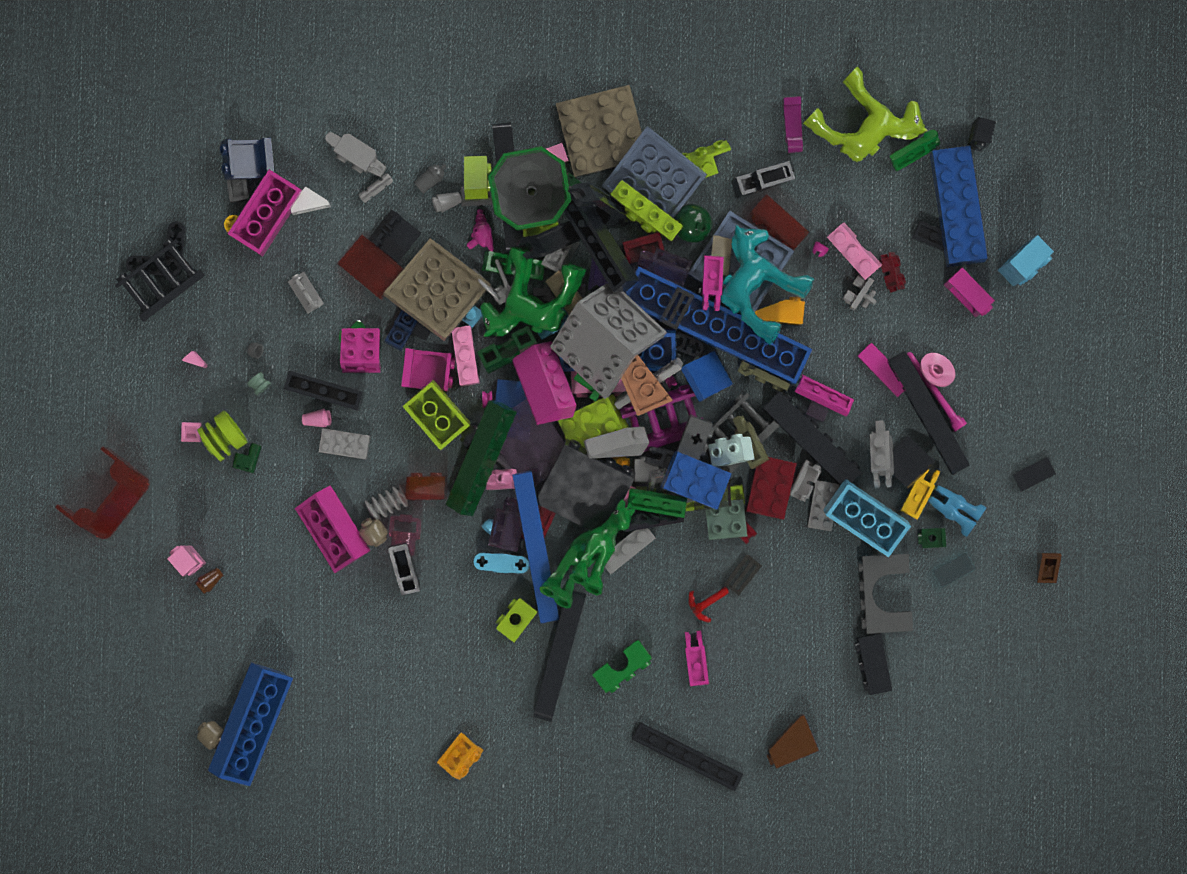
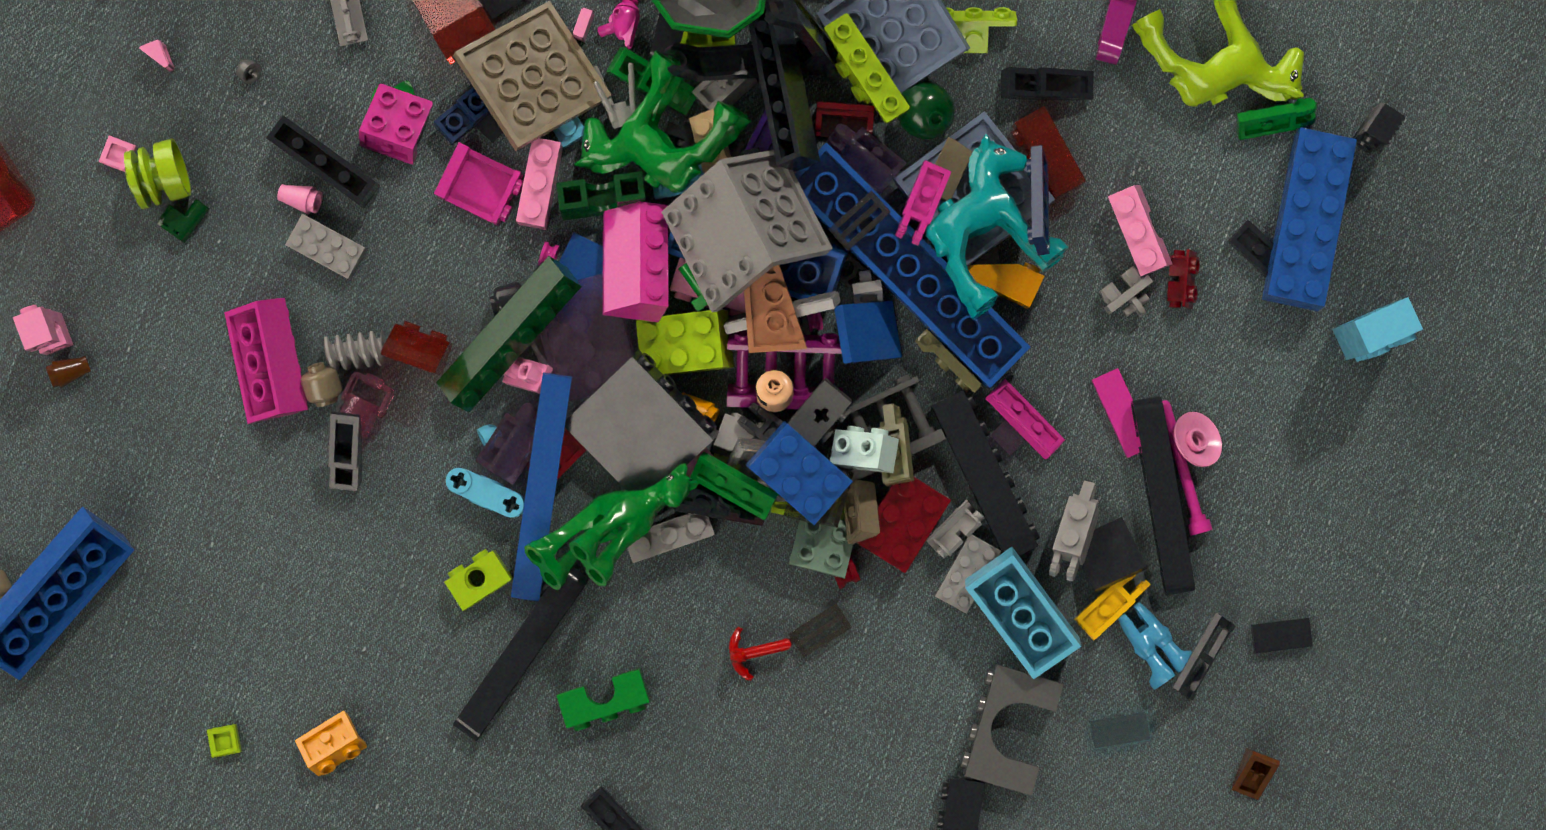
camera: 20 degrees right, 0 degrees up
(259, 383) = (236, 119): sand green wheel -> none
(391, 778) = (224, 740): none -> lime tile
(436, 414) = (468, 251): lime brick -> none
(457, 245) = (583, 24): none -> bright pink tile
(618, 443) = (708, 382): light grey slope -> none
(661, 434) = (774, 391): none -> light nougat head
(696, 349) = (867, 290): none -> light grey tile
(696, 661) = (710, 729): dark pink hinge -> none
(742, 491) = (861, 512): none -> dark tan slope
(777, 236) = (1038, 170): none -> dark blue plate
(821, 248) = (1094, 209): dark pink hinge -> none
(940, 538) = (1117, 673): dark green brick -> none
(969, 293) = (1281, 347): dark pink window -> none
(981, 528) = (1198, 653): none -> black window

